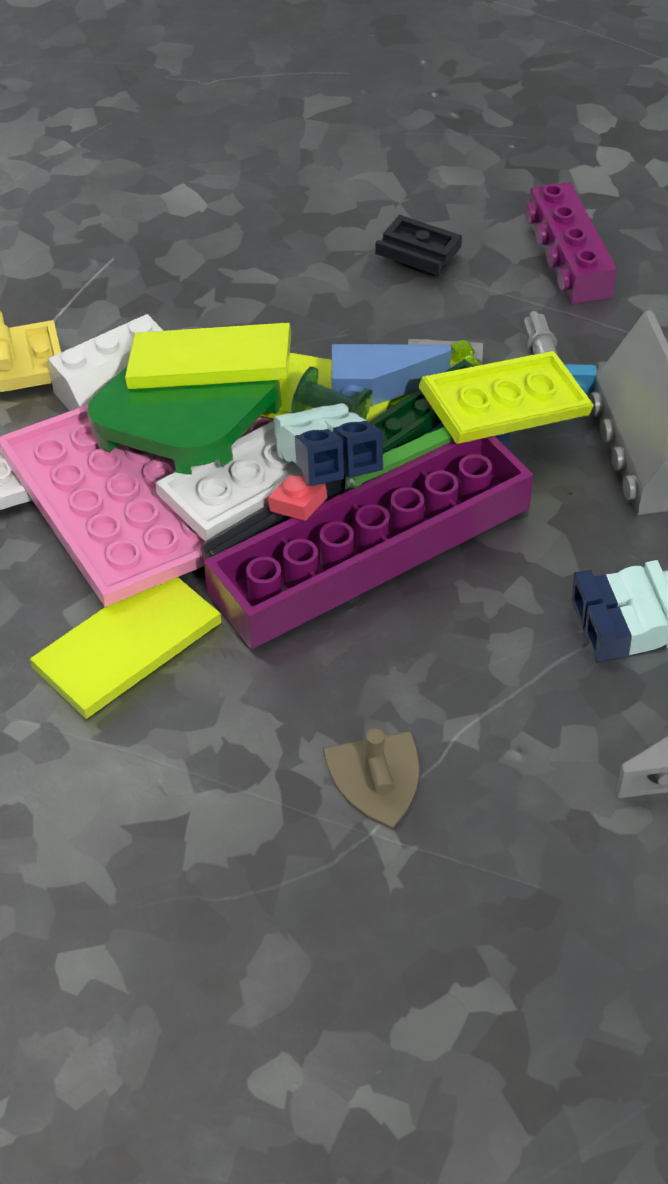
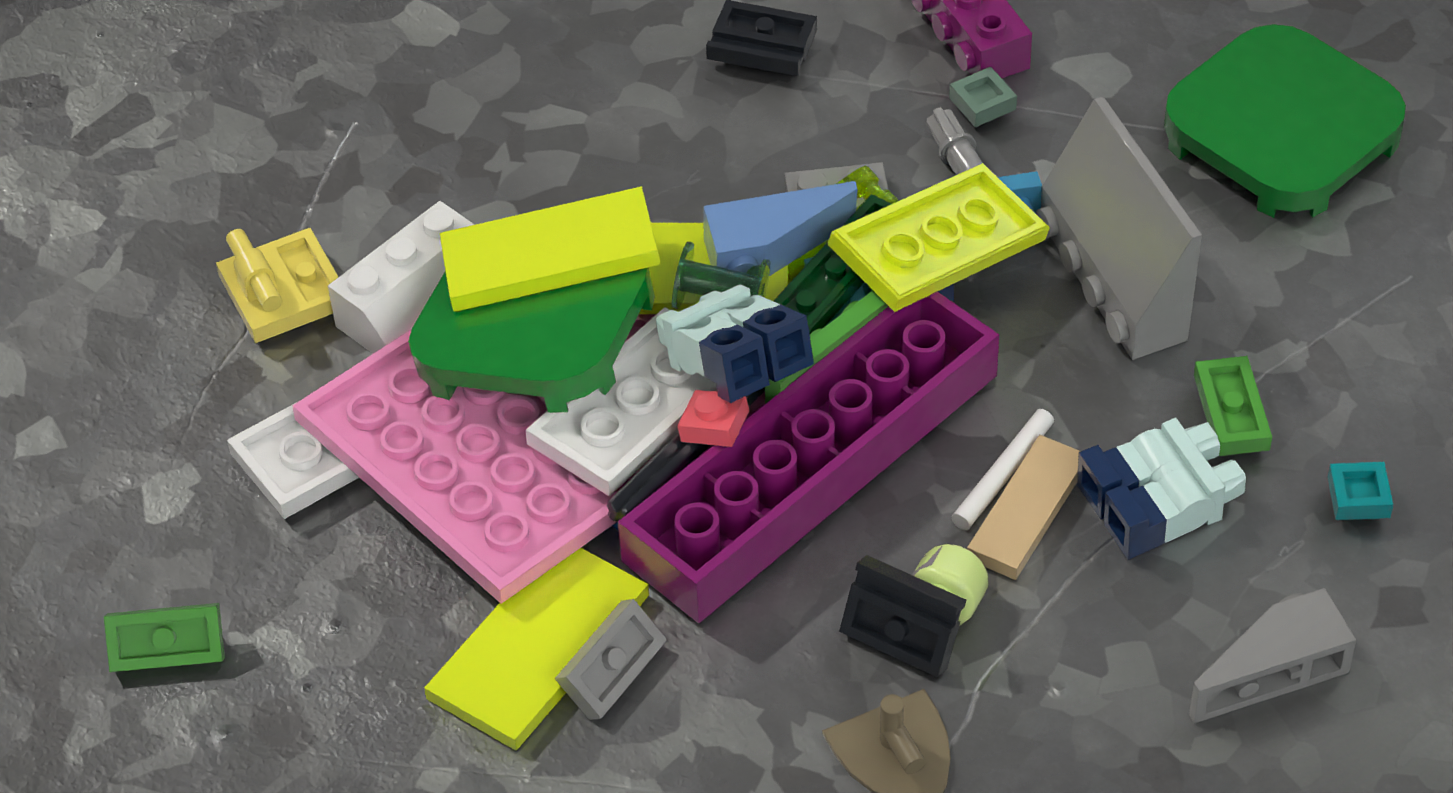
camera: 10 degrees left, 0 degrees up
(174, 663) = (611, 659): none -> light grey plate
(405, 671) = (902, 615): none -> black plate
(447, 655) = (956, 572): none -> yellowish green head
(515, 577) = (1001, 470): none -> white bar
(525, 609) = (1026, 507): none -> tan tile
(570, 309) = (982, 96): none -> sand green plate

